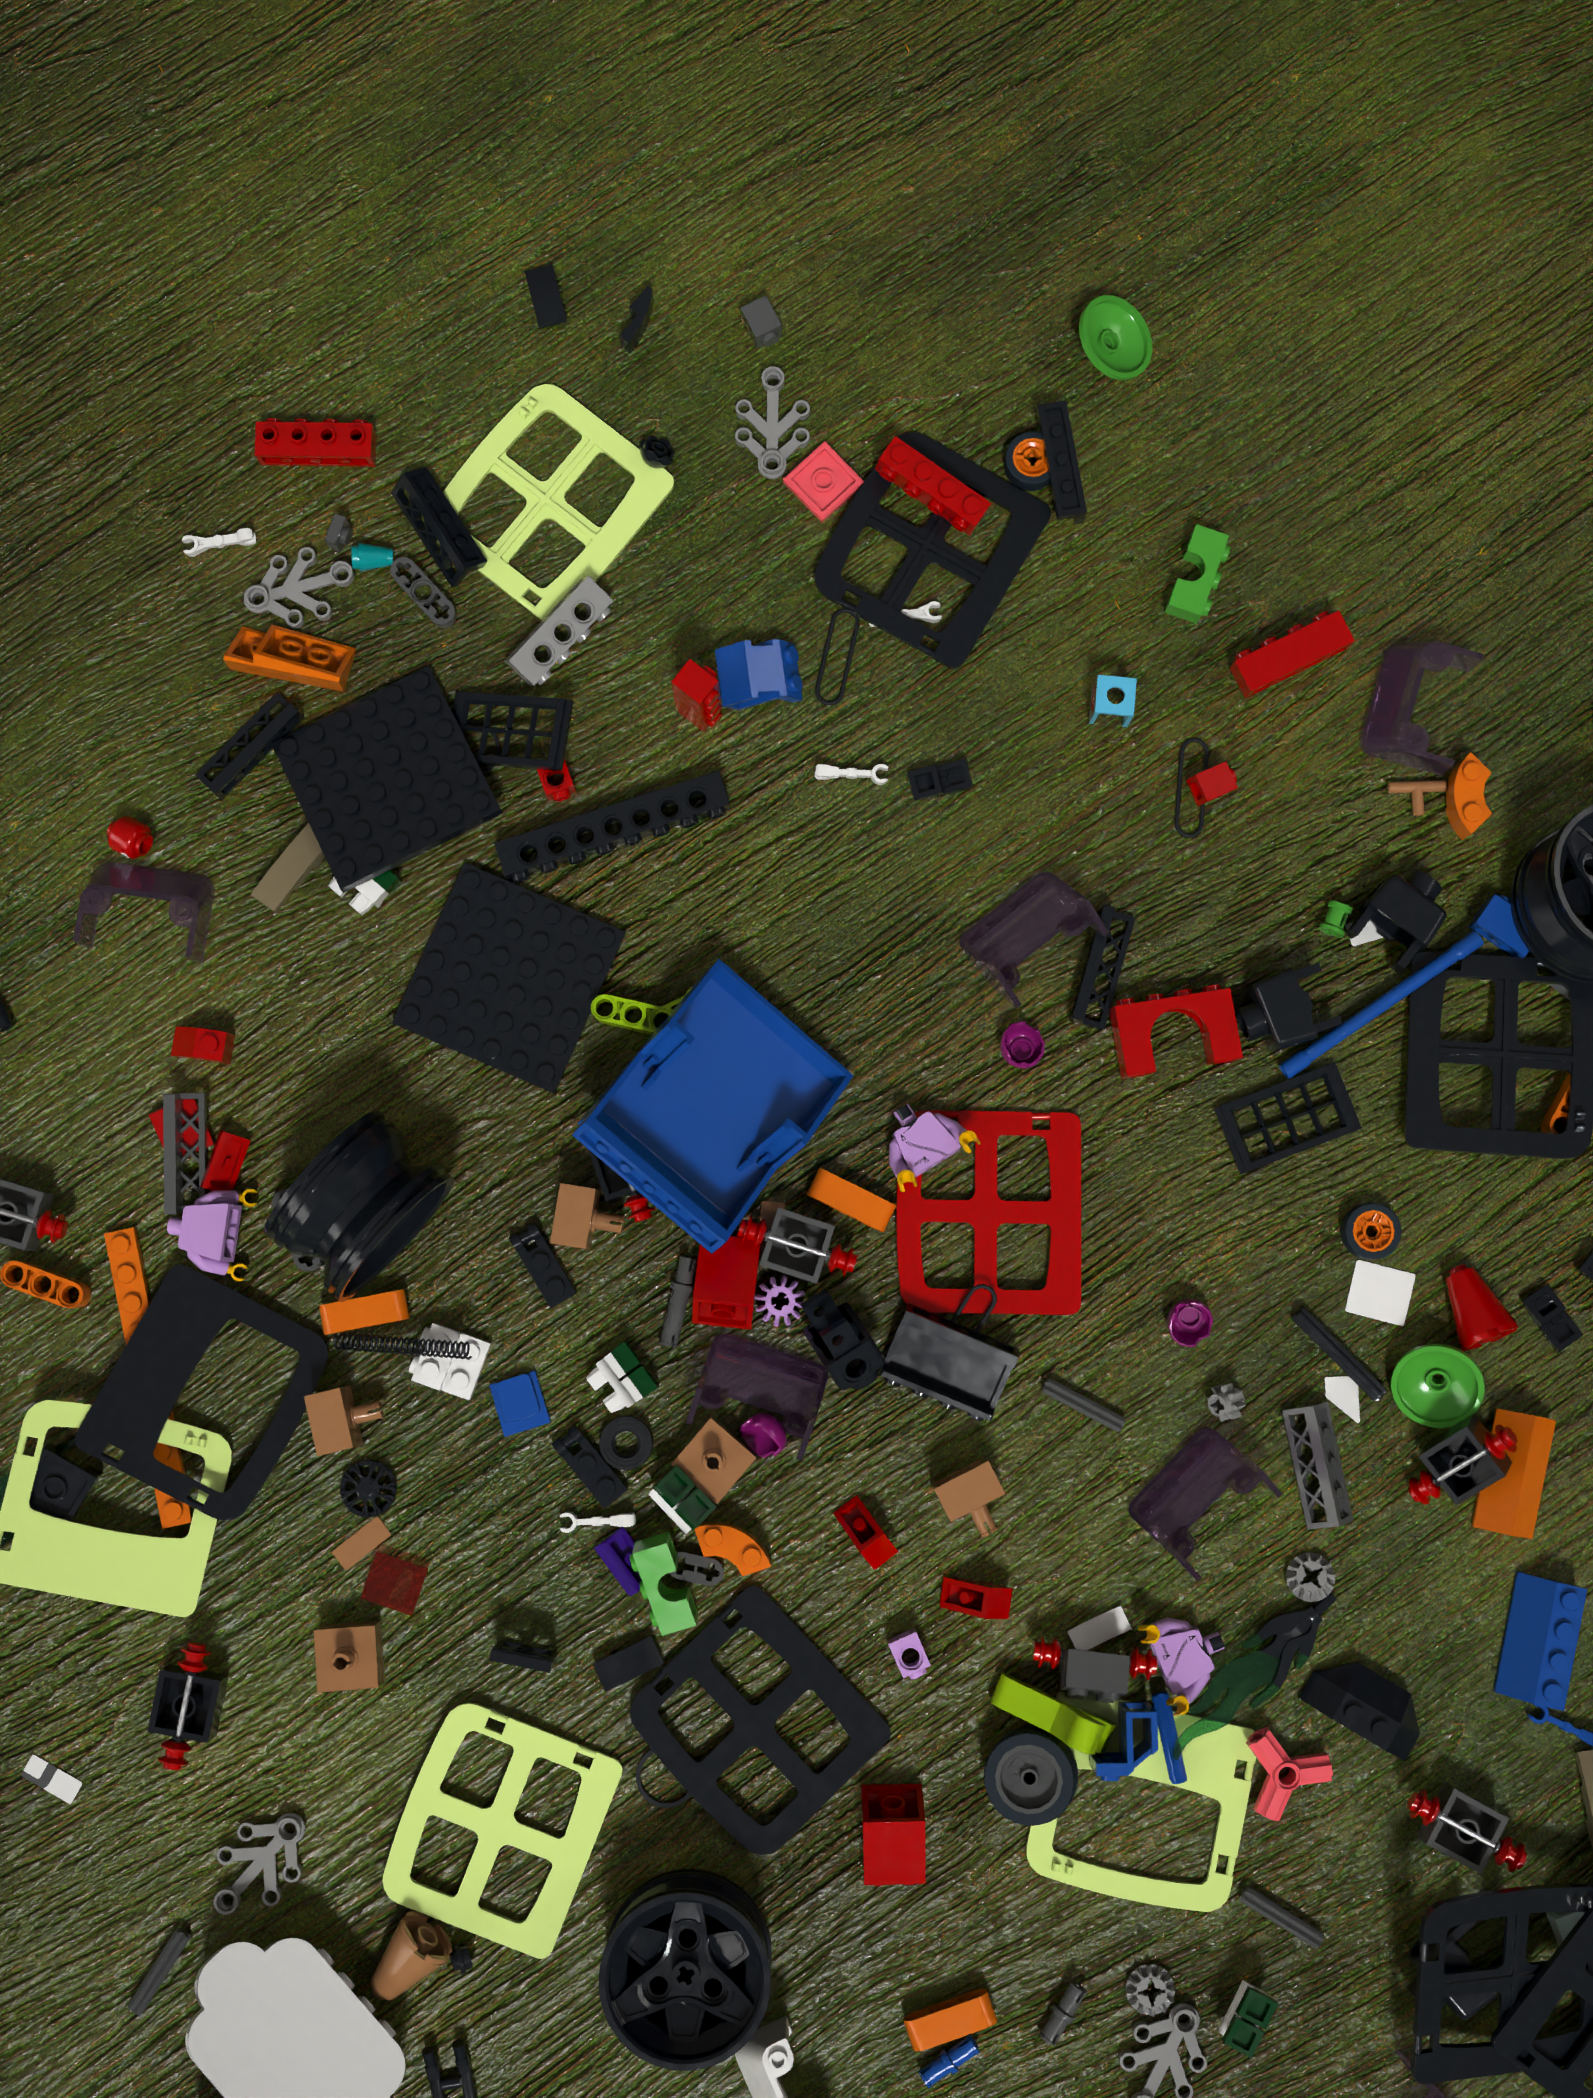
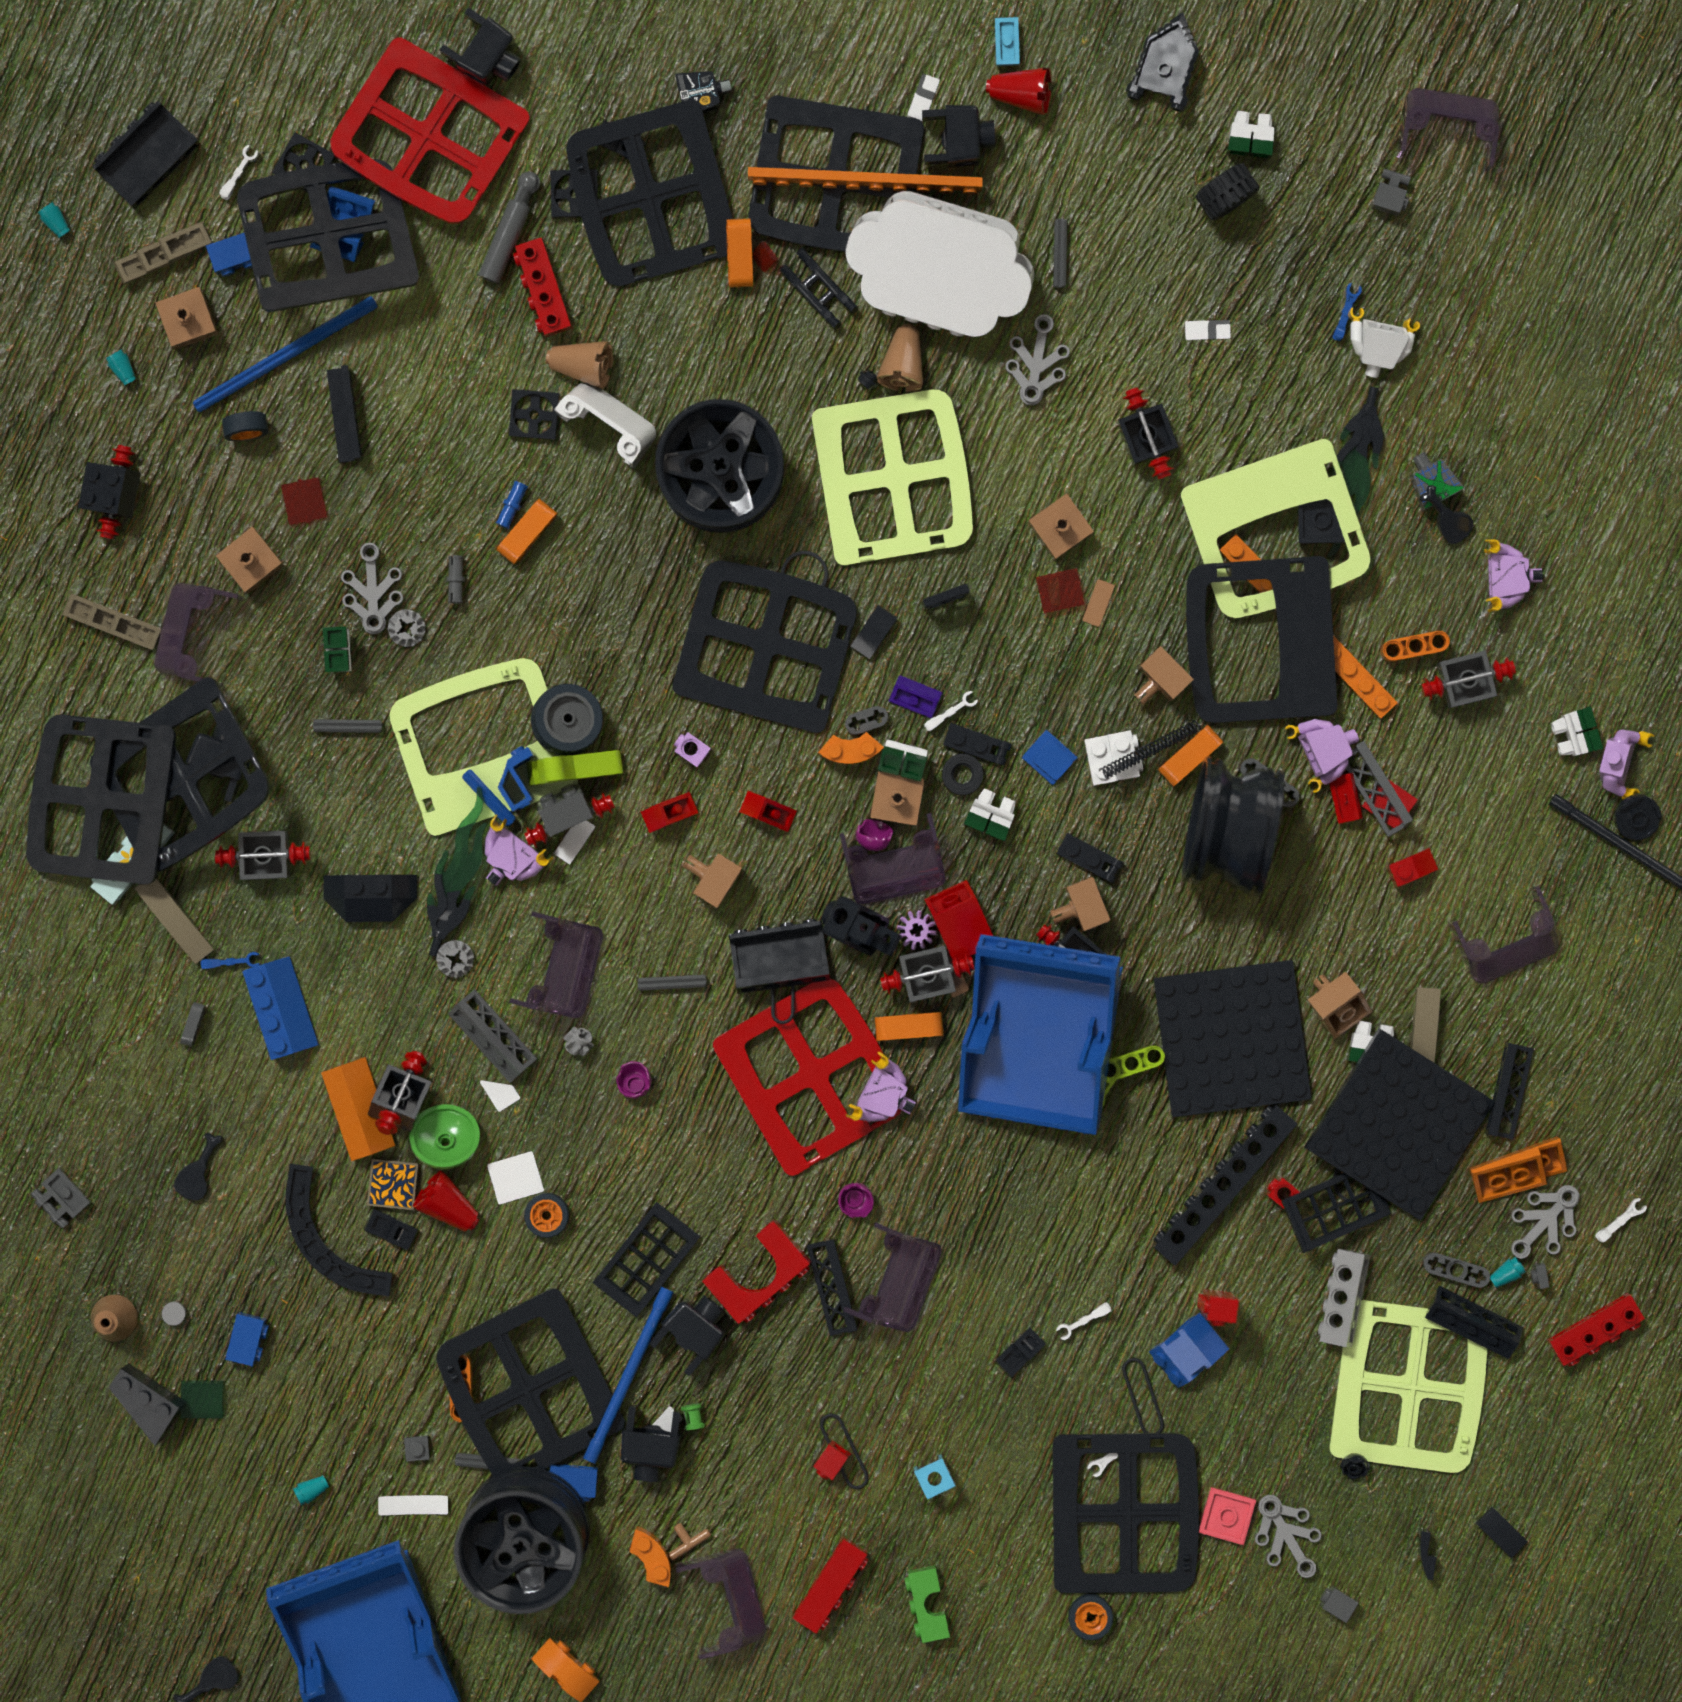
camera: 150 degrees right, 5 degrees up
(129, 837) = (1550, 978): red head -> none
(368, 1488) = (1115, 641): black wheel -> none
(369, 944) = (1338, 1004): none -> medium nougat brick
(671, 1608) = (867, 684): bright green arch -> none
(678, 1301) = (982, 882): dark grey pin -> none
(893, 1834) = (633, 626): red slope -> none
(932, 486) = (1147, 1554): red brick -> none
(1061, 461) = (1069, 1627): black fence -> none
(1302, 1771) = (414, 826): coral piece -> none
(1339, 1354) = (520, 1119): black axle -> none
(1522, 1367) = (392, 1184): none -> tile

